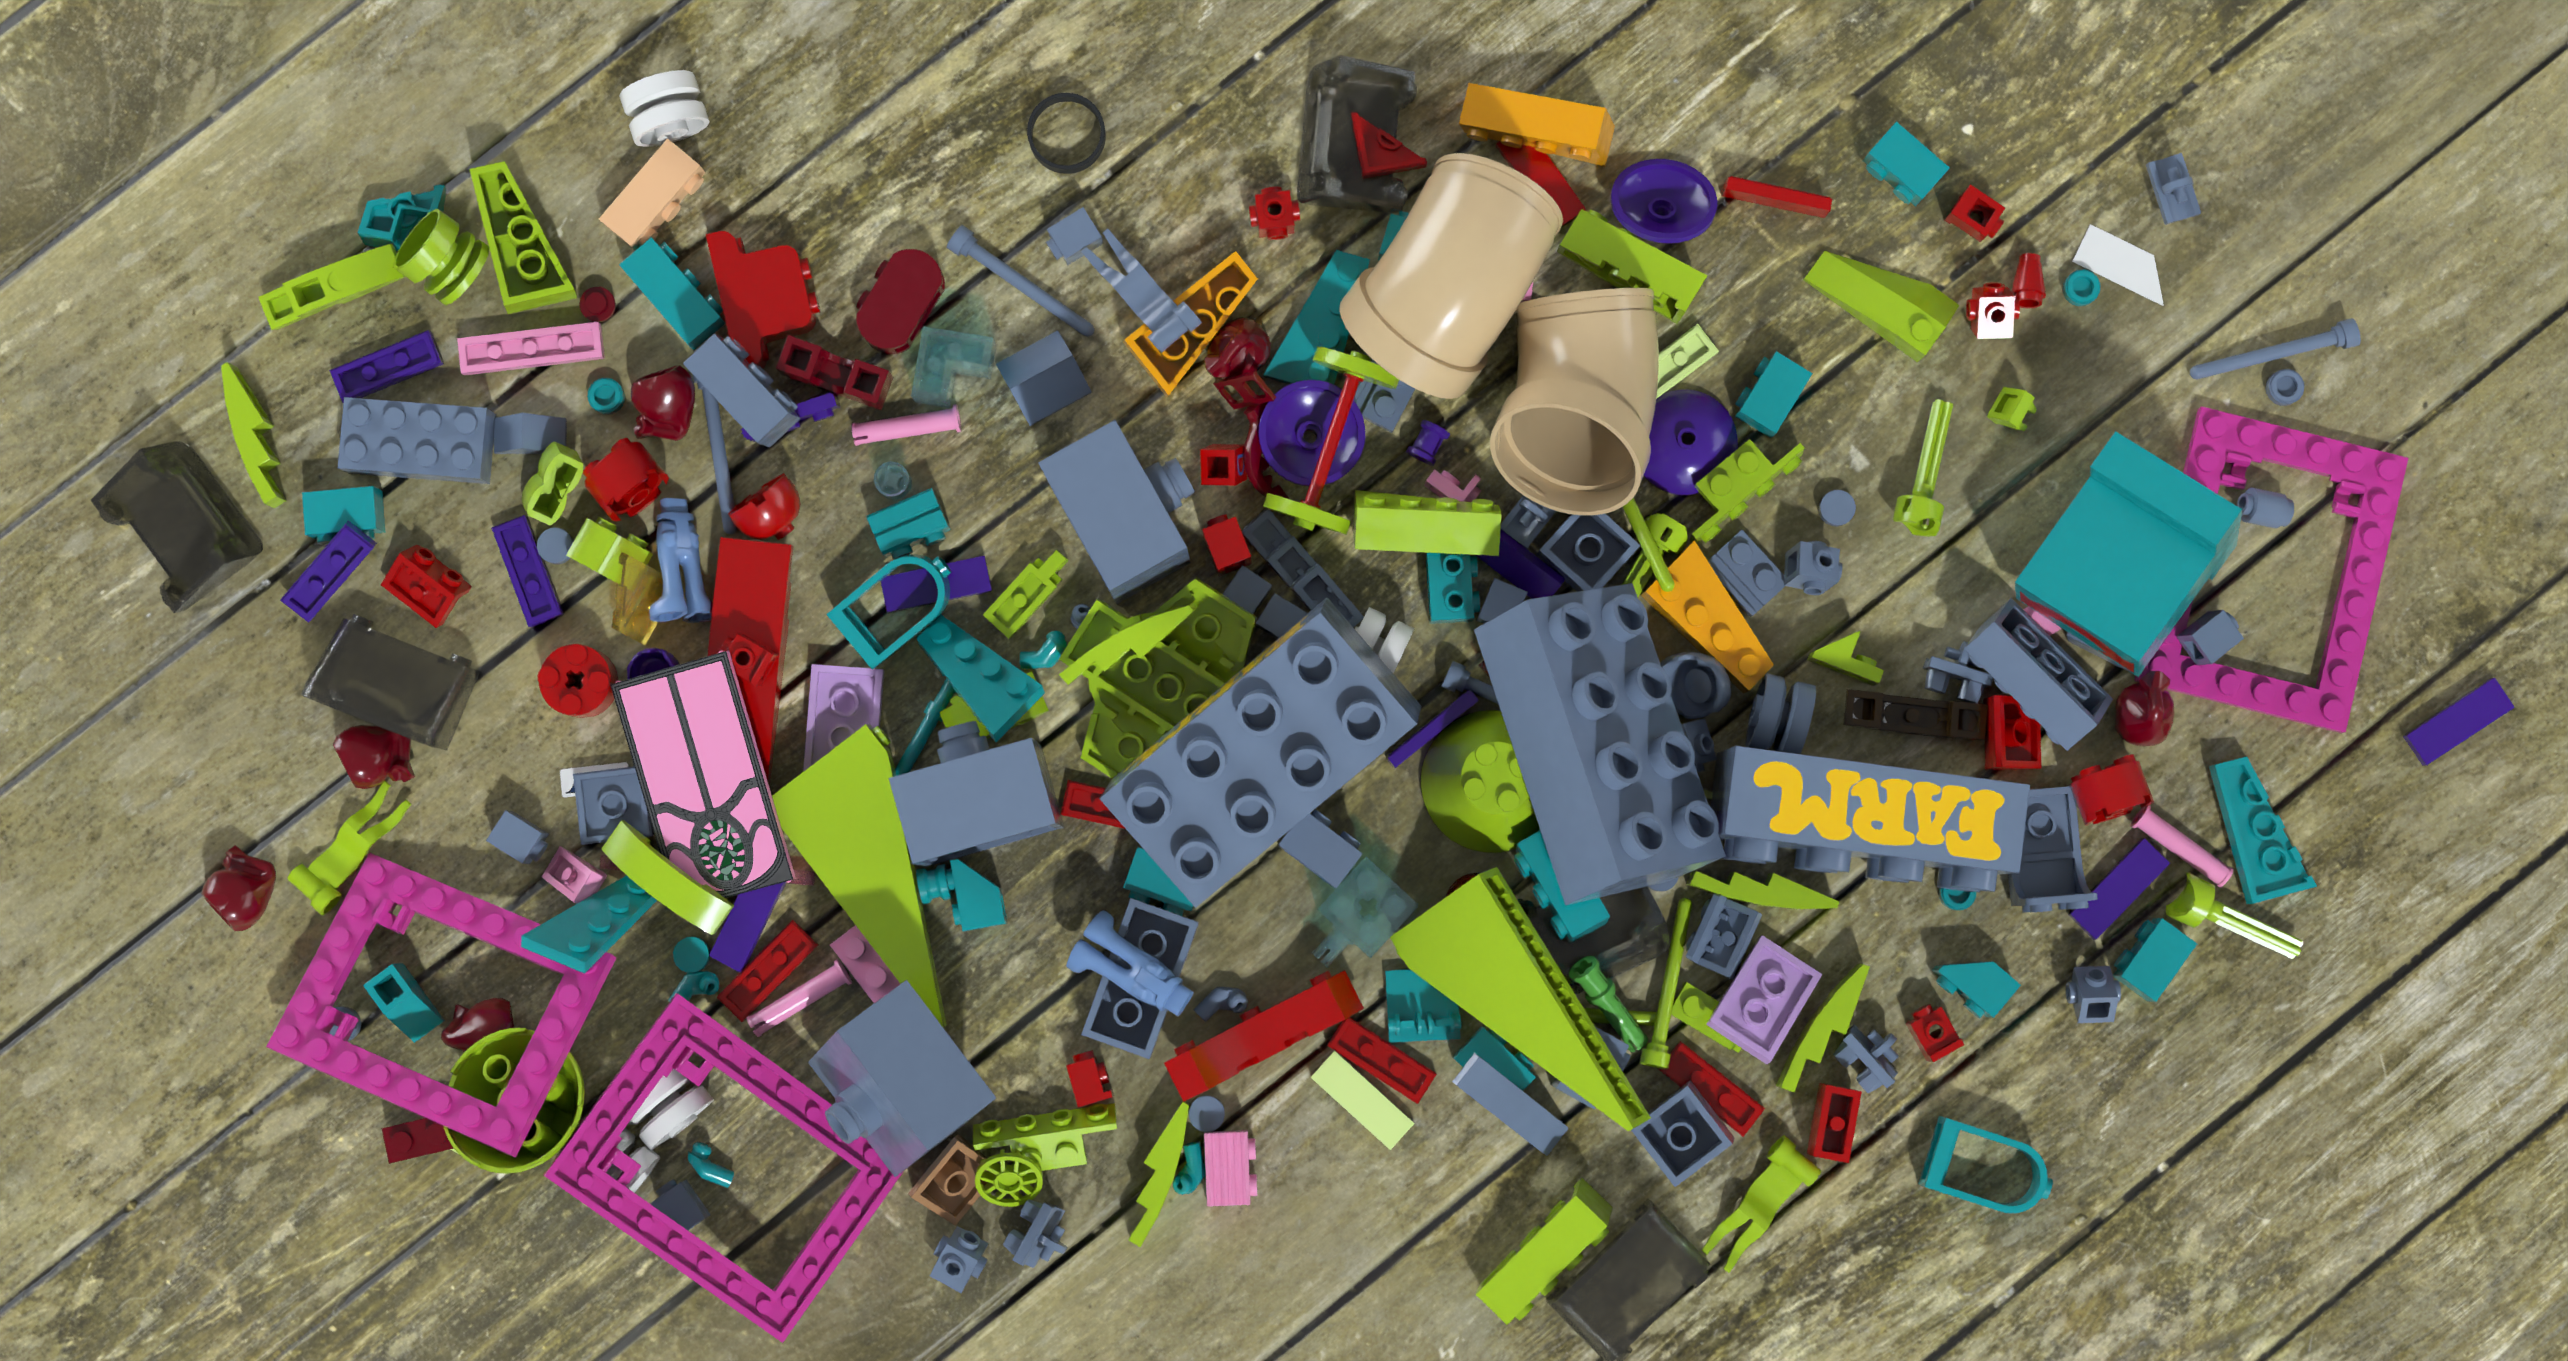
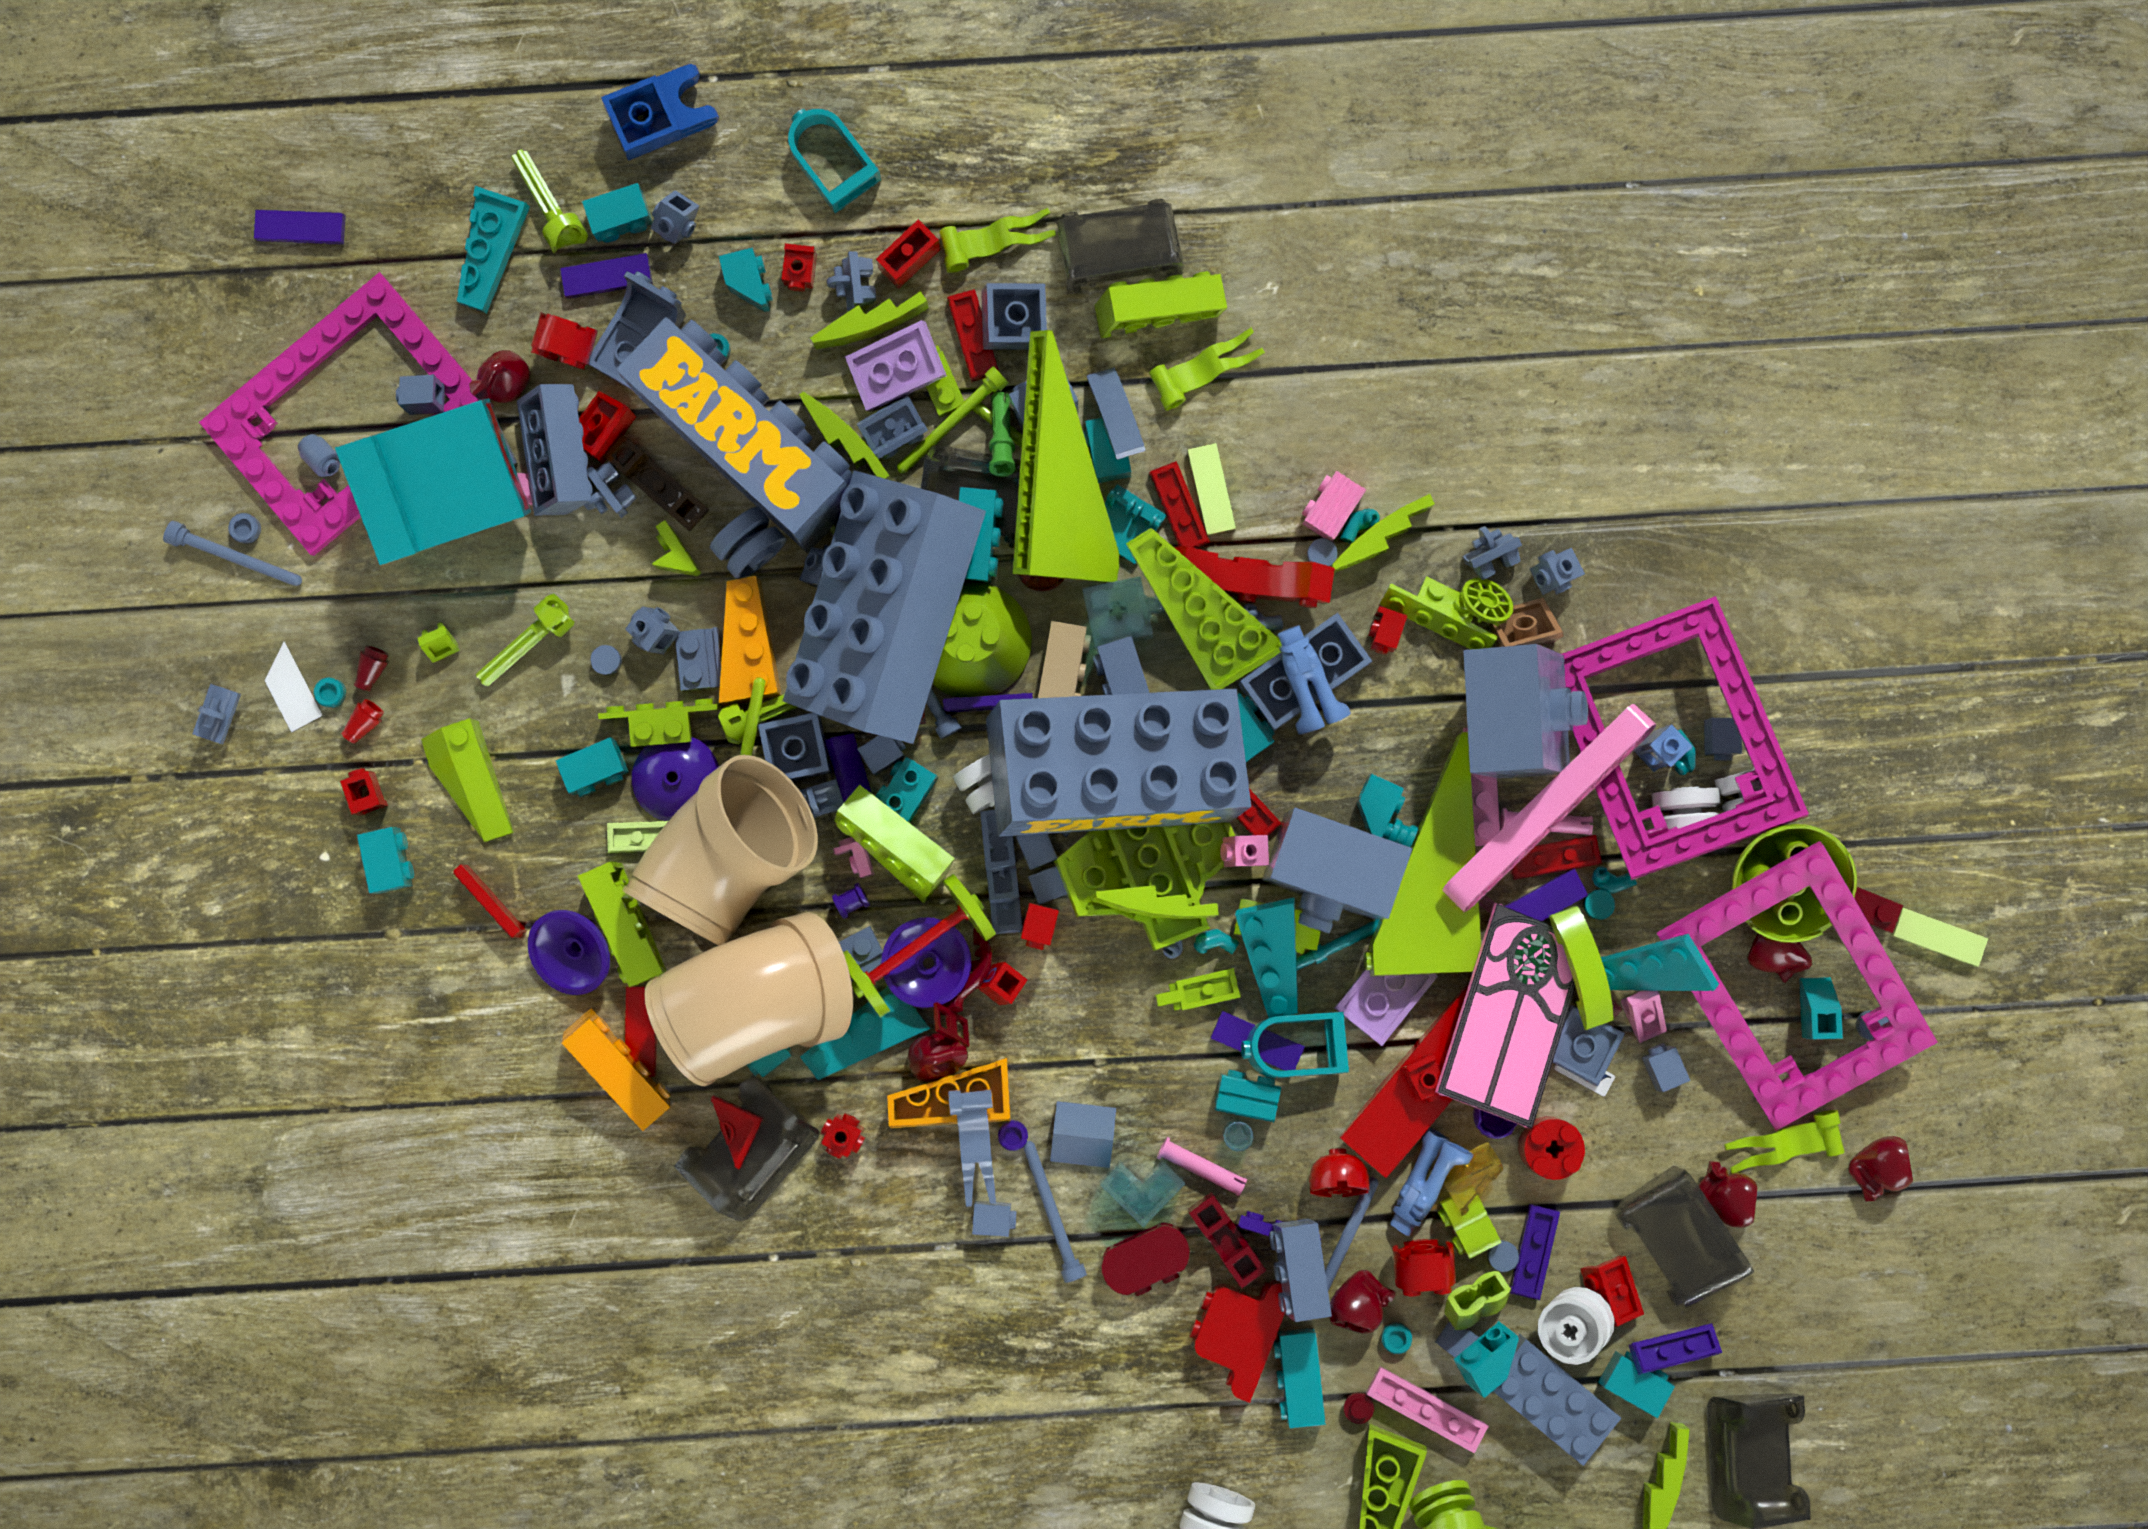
camera: 140 degrees left, 0 degrees up
(331, 1159) = (1940, 937): none -> yellowish green tile
(387, 366) = (1536, 1468): dark purple tile -> none
(440, 525) = (1576, 1325): none -> white wheel
(503, 433) = (1488, 1359): none -> teal slope
(653, 195) = (1267, 1458): light nougat brick -> none
(732, 1151) = (1663, 748): none -> medium blue window
(805, 1009) = (1549, 807): none -> bright pink beam
(1066, 97) = (927, 1322): black tyre -> none
(1076, 758) = (1245, 851): none -> bright pink brick
(1110, 329) = (1013, 1135): none -> dark purple tile
(1121, 509) = (1096, 999): sand blue brick -> none
(1266, 960) = (1211, 624): none -> lime wing
(1383, 816) = (1063, 660): none -> tan brick
(1459, 1213) = (1199, 371): none -> lime flag
(1697, 684) = (786, 605): sand blue piece -> none
(1992, 311) = (401, 717): brick -> none
(2060, 340) = (370, 666): none -> dark red cone
(2182, 846) = (543, 273): bright pink pin -> none
(2193, 1102) = (664, 113): none -> blue brick

